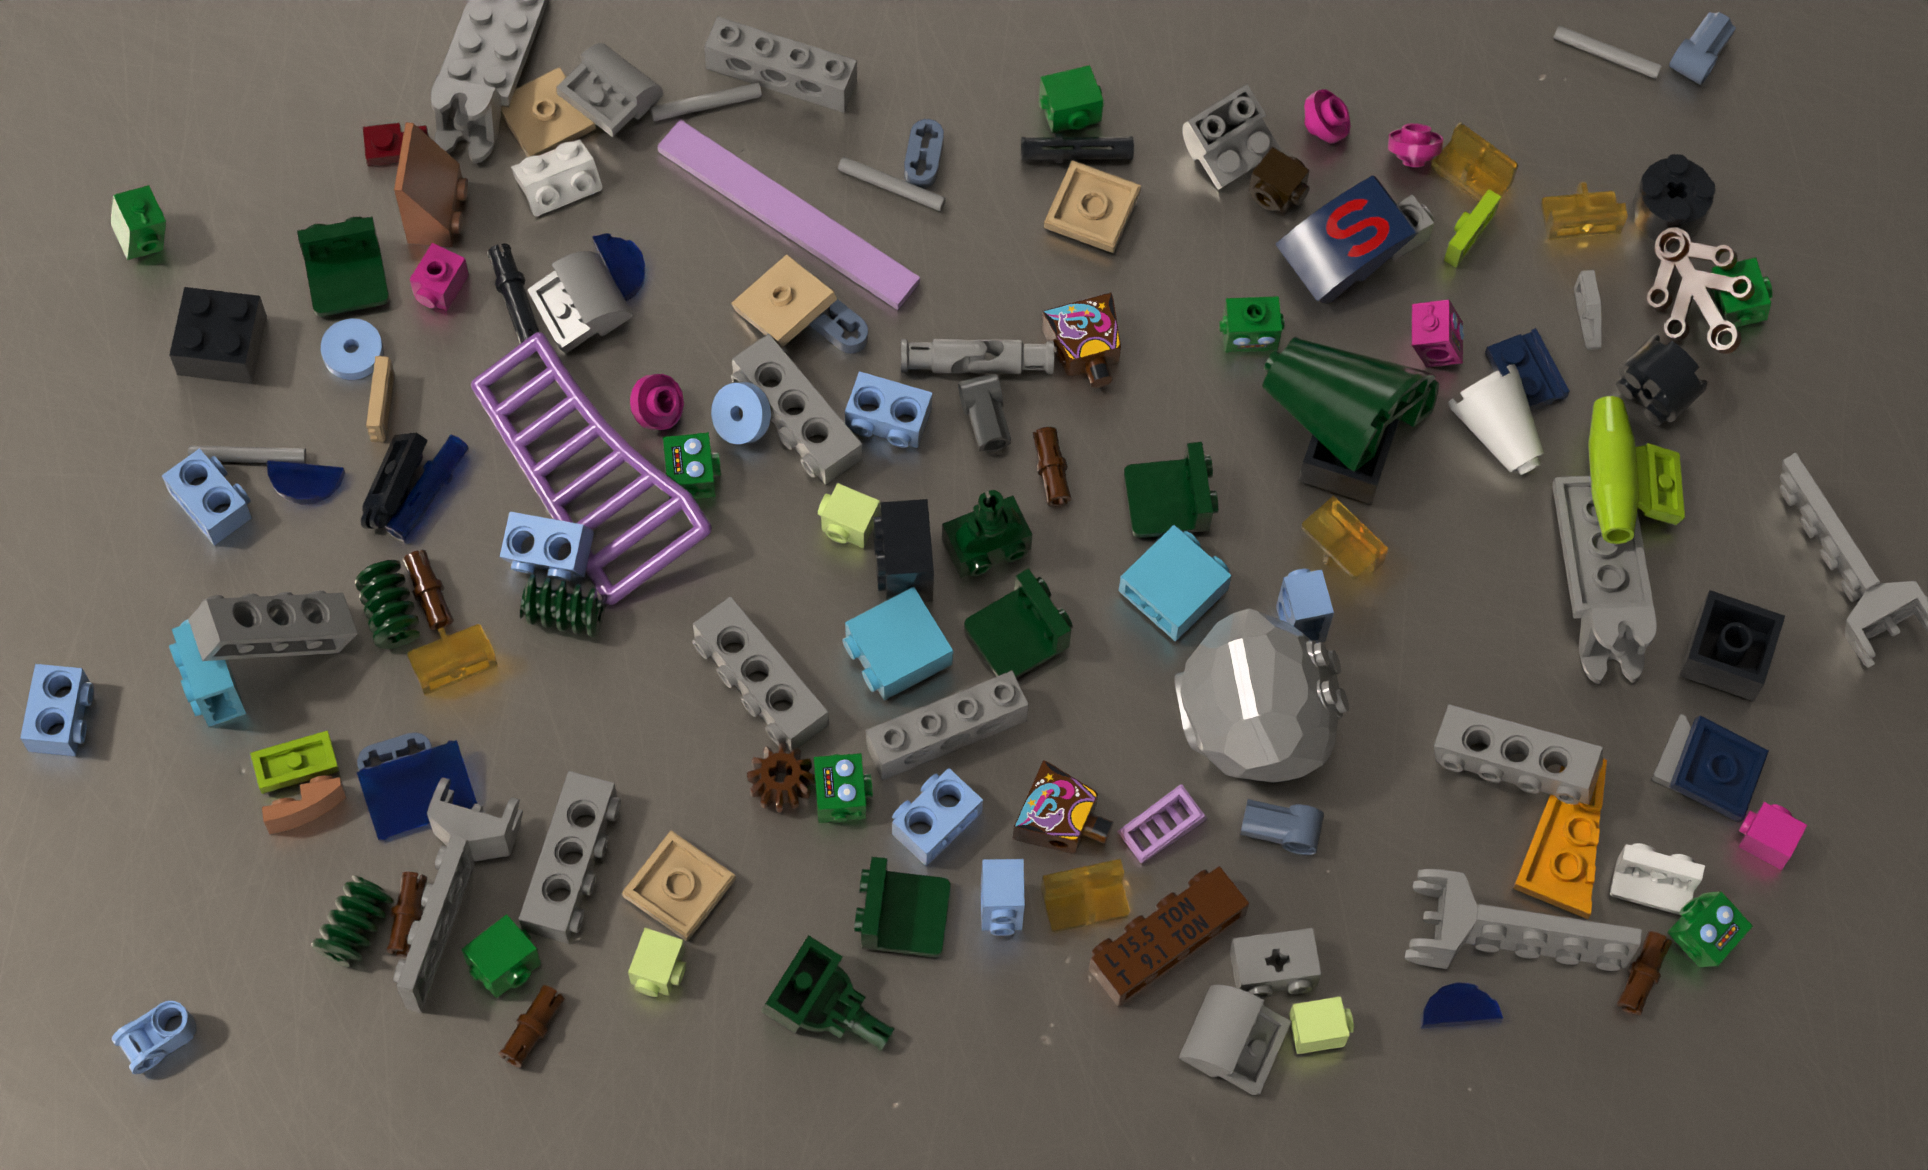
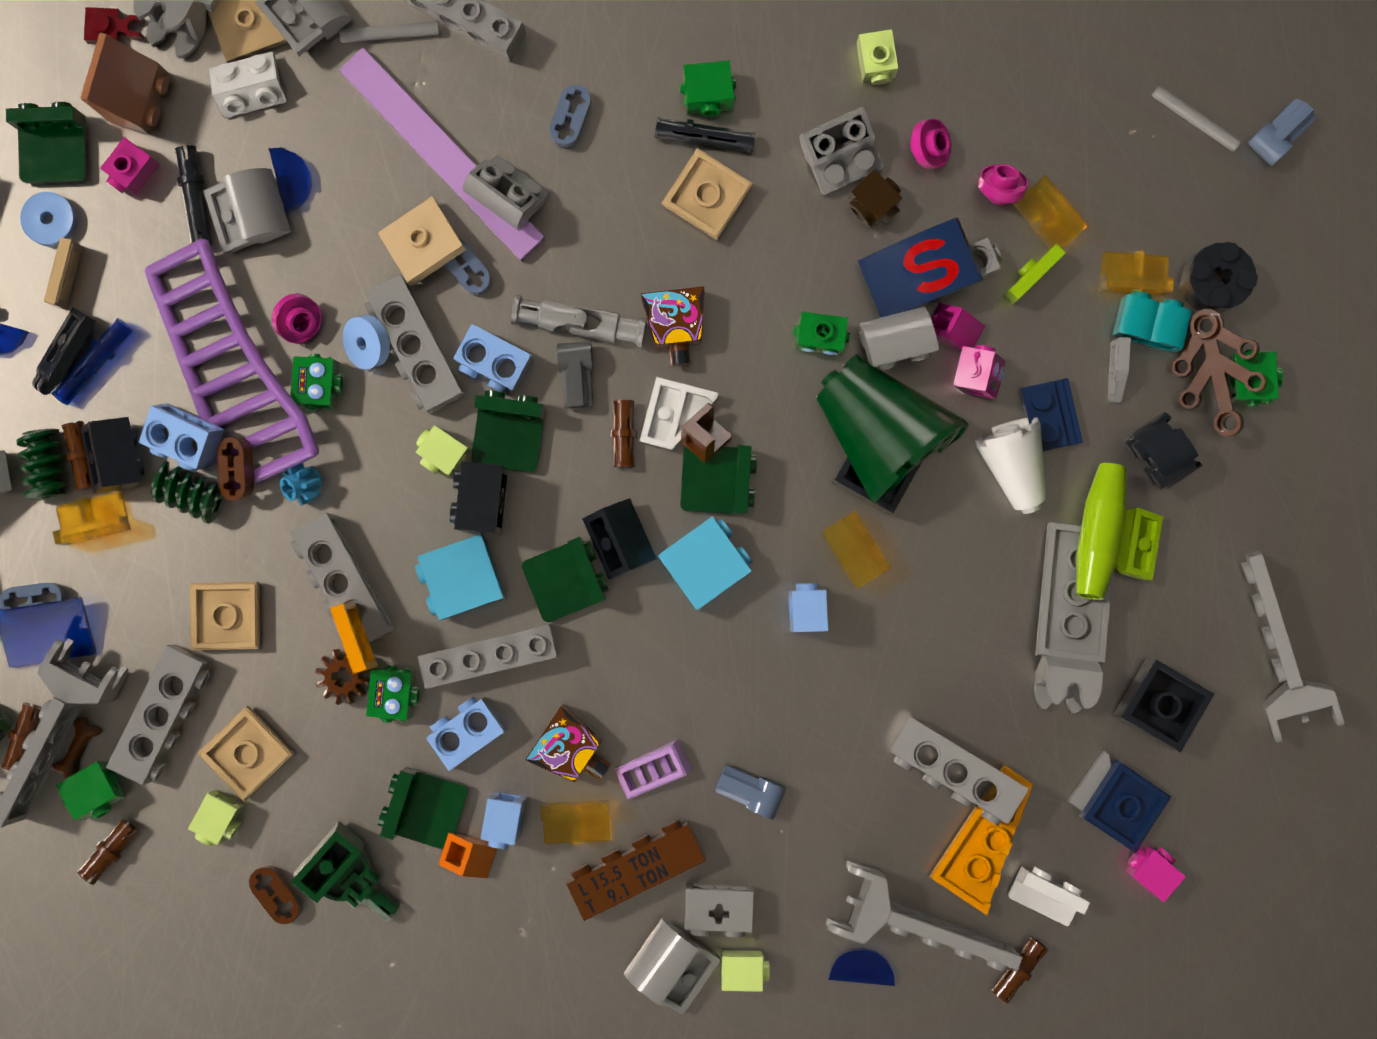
camera: 15 degrees right, 20 degrees up
(468, 578) = (112, 454): none -> black brick
(478, 899) = (83, 733): none -> reddish brown piece
(608, 569) = (235, 468): none -> reddish brown beam
(627, 736) = (225, 615): none -> tan plate
(693, 575) = (301, 483): none -> dark azure gear
(748, 1036) = (268, 898): none -> reddish brown beam
(793, 708) = (353, 637): none -> light orange tile
(867, 235) = (505, 191): none -> light grey brick
(891, 183) = (537, 140): light grey bar -> none
(922, 470) = (508, 431): none -> dark green bracket
(965, 954) = (467, 856): none -> orange brick
(987, 535) = (554, 492): dark green brick -> none
(1072, 571) = (621, 539): none -> black brick
(1104, 433) = (670, 409): none -> white wing
(1140, 450) = (703, 434): none -> reddish brown panel
(1248, 41) = (877, 57): none -> yellowish green brick
(1261, 698) = (750, 693): light grey rock -> none
(1338, 306) = (898, 338): none -> light grey brick
(1394, 294) = (956, 326): none -> dark pink brick
(1615, 256) = (1152, 321): none -> teal brick
(1709, 928) = (1082, 947): green head -> none

